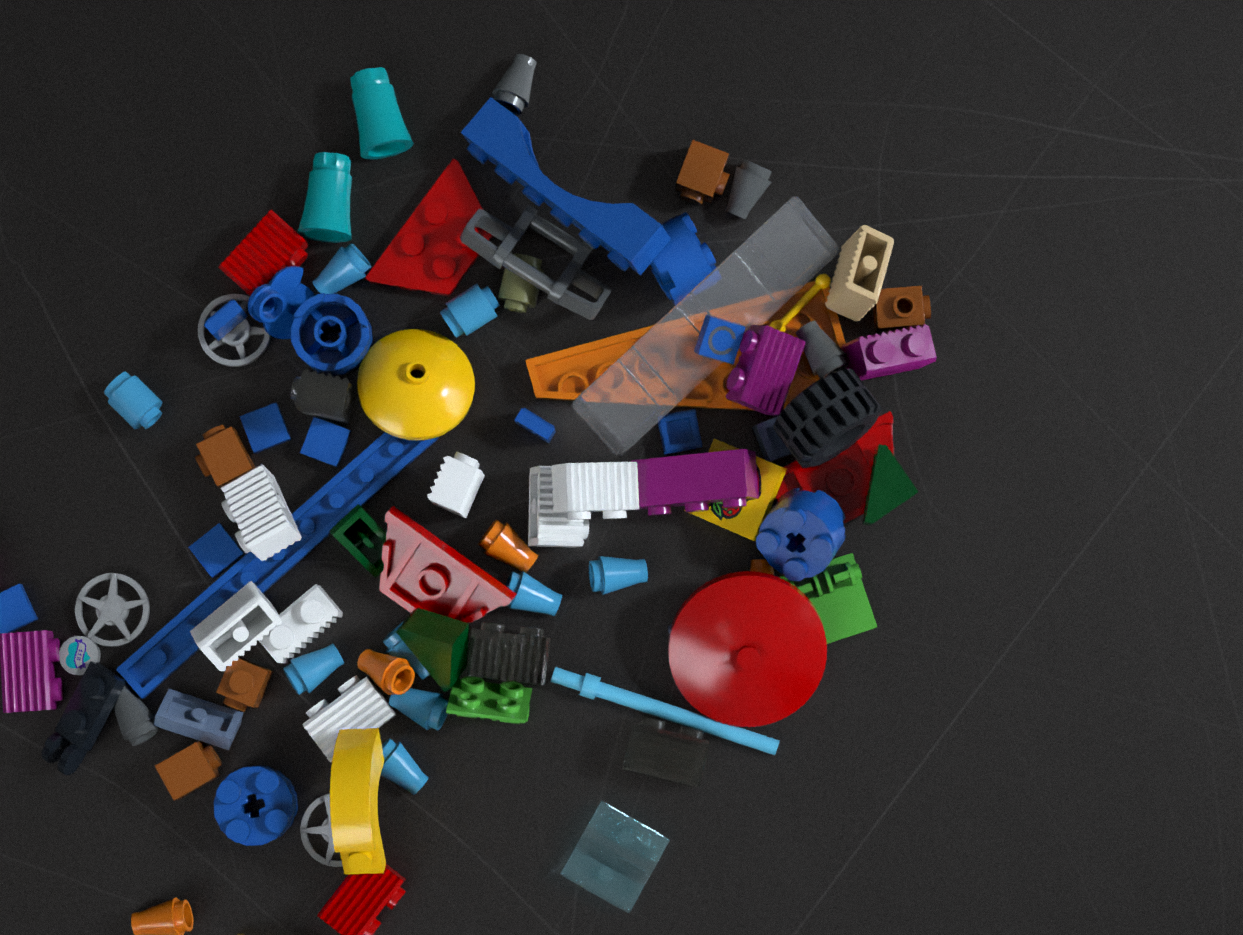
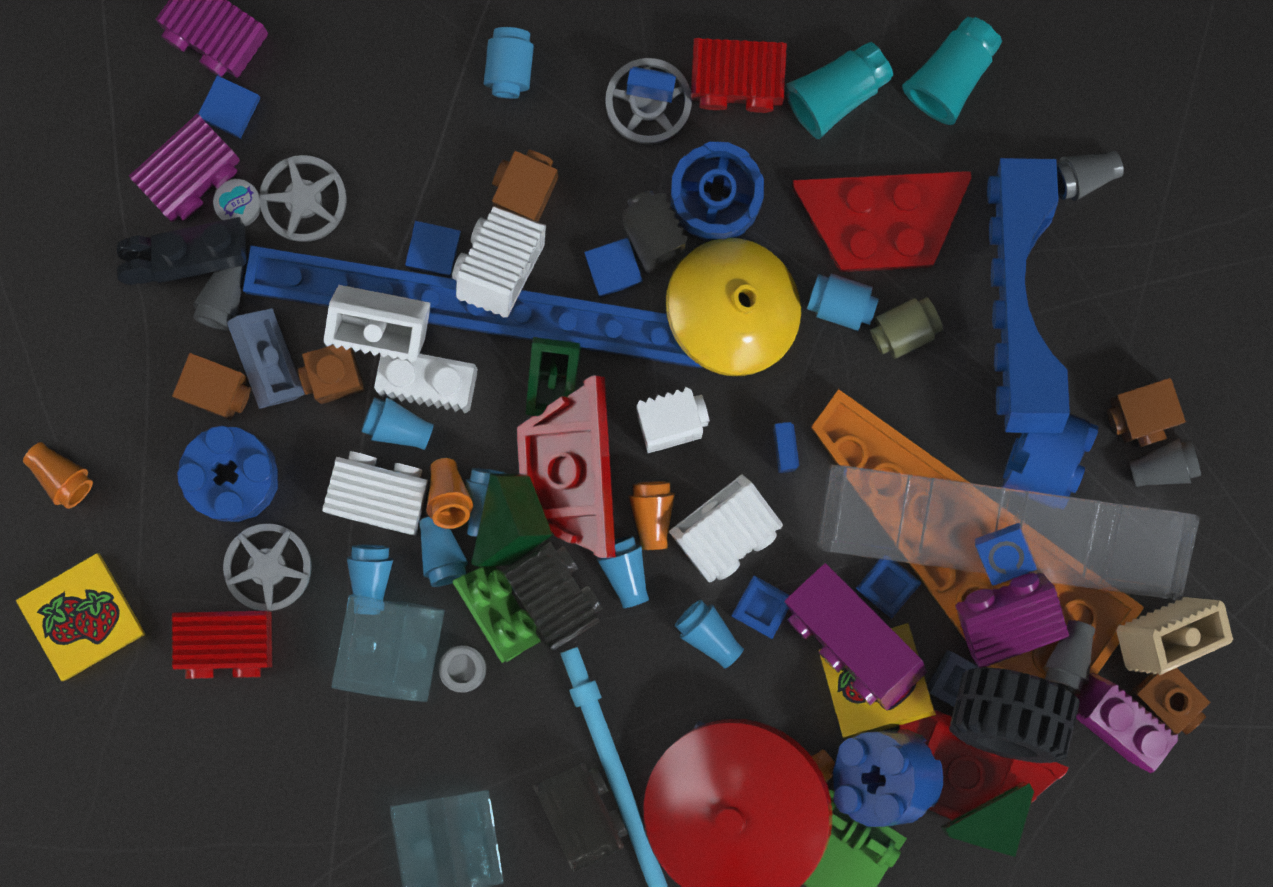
camera: 50 degrees right, 0 degrees up
(265, 428) = (581, 202): blue tile -> none
(283, 298) = (715, 121): blue plate -> none
(342, 270) = (785, 154): dark azure cone -> none
(354, 800) = (303, 562): yellow arch -> none
(455, 792) = (388, 648): none -> clear light blue slope
(508, 754) = (462, 669): none -> light grey tile
(511, 237) = (942, 284): dark grey bar -> none
(595, 488) = (772, 550): white brick -> none
(630, 529) = (761, 607): none -> blue tile
(822, 282) = (1137, 606): yellow hinge -> none

